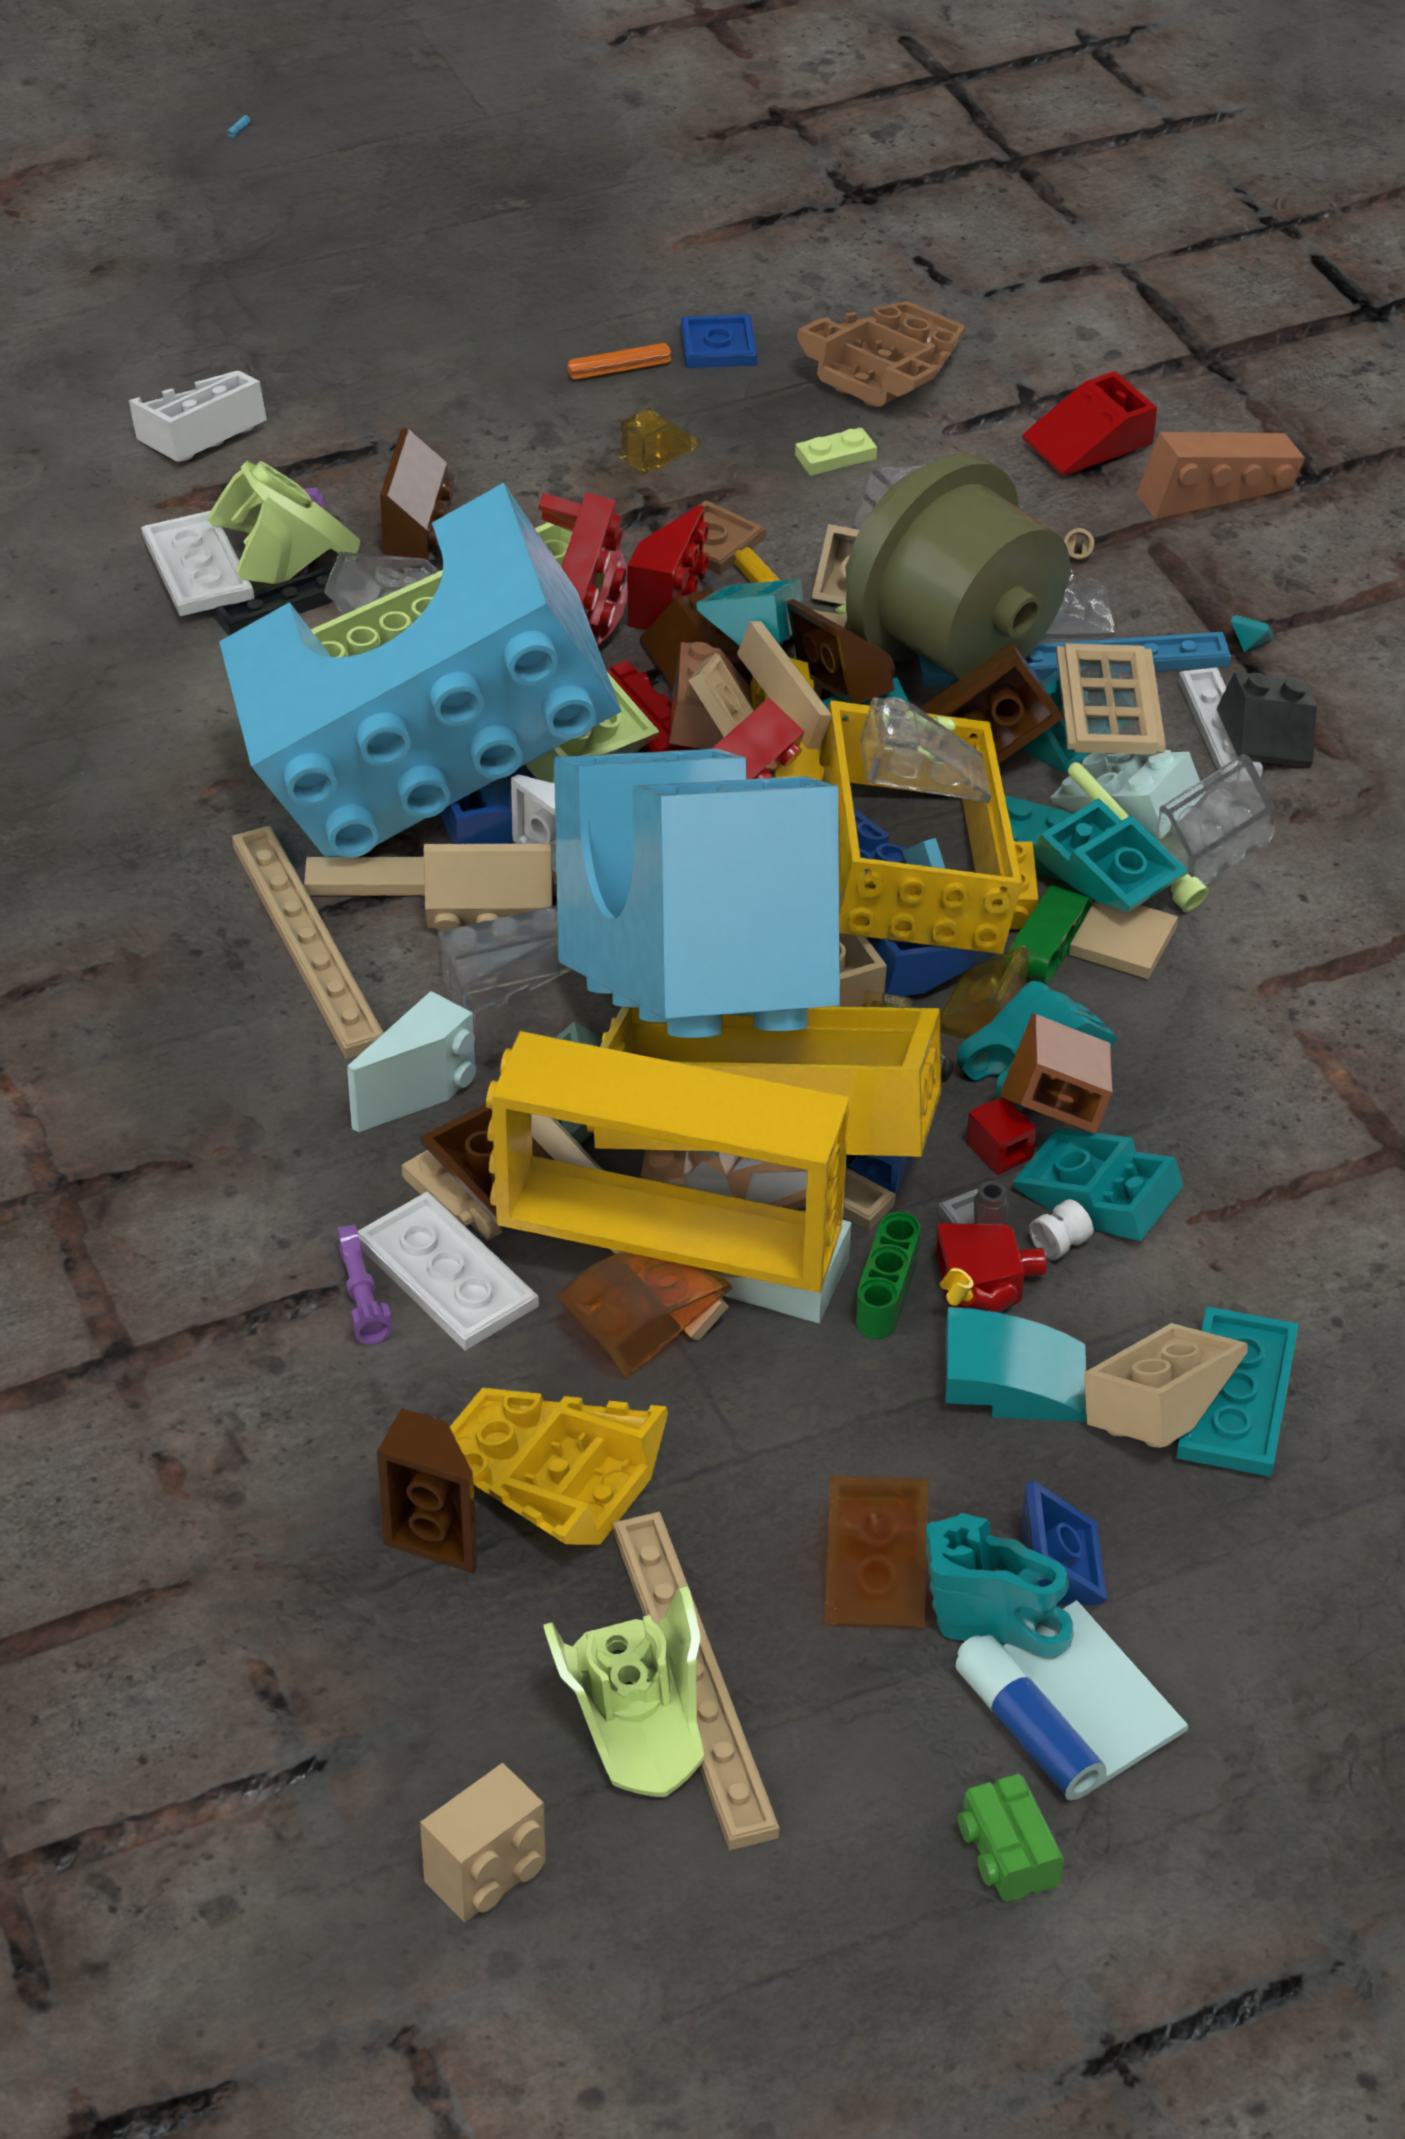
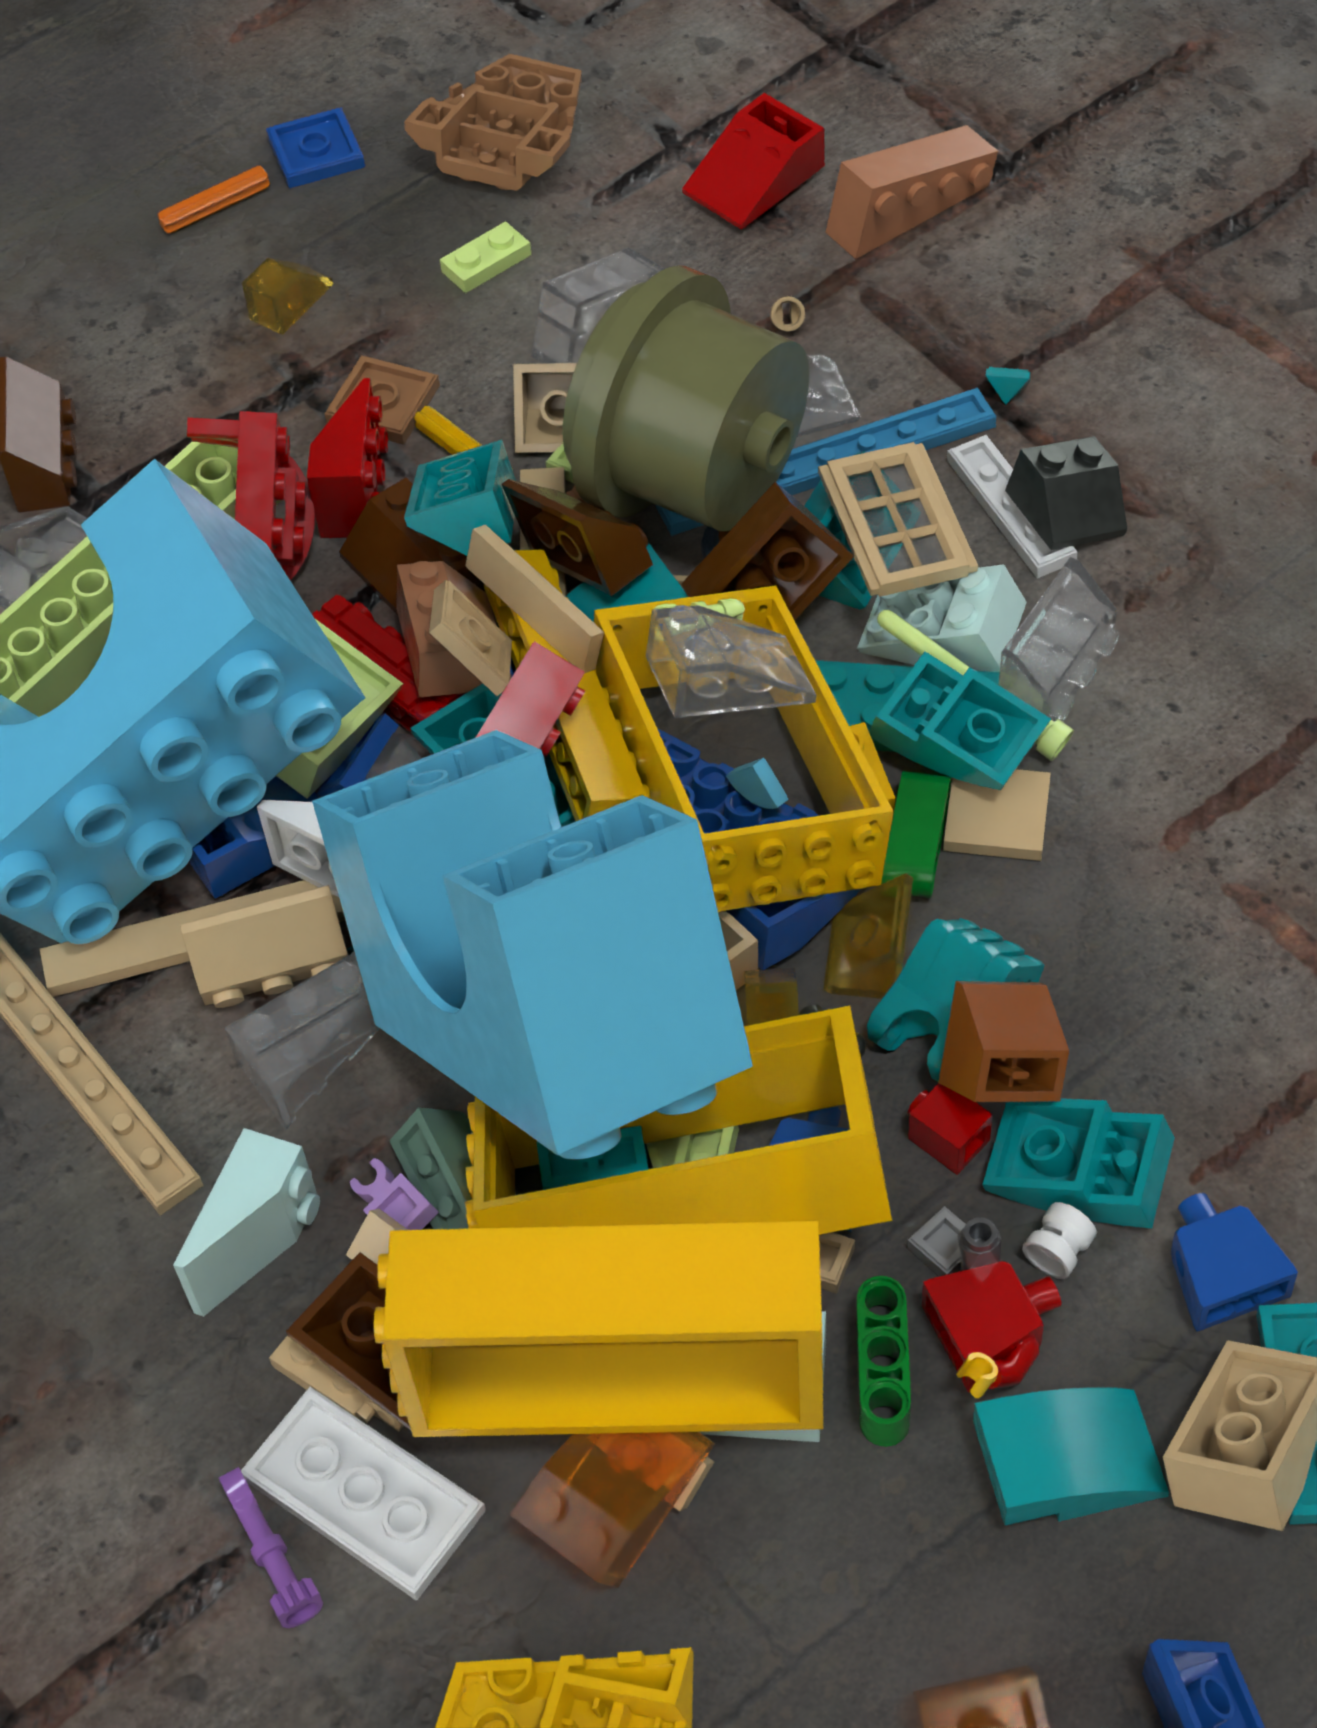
camera: 10 degrees left, 10 degrees up
(1192, 1273) = (1227, 1263): none -> blue torso

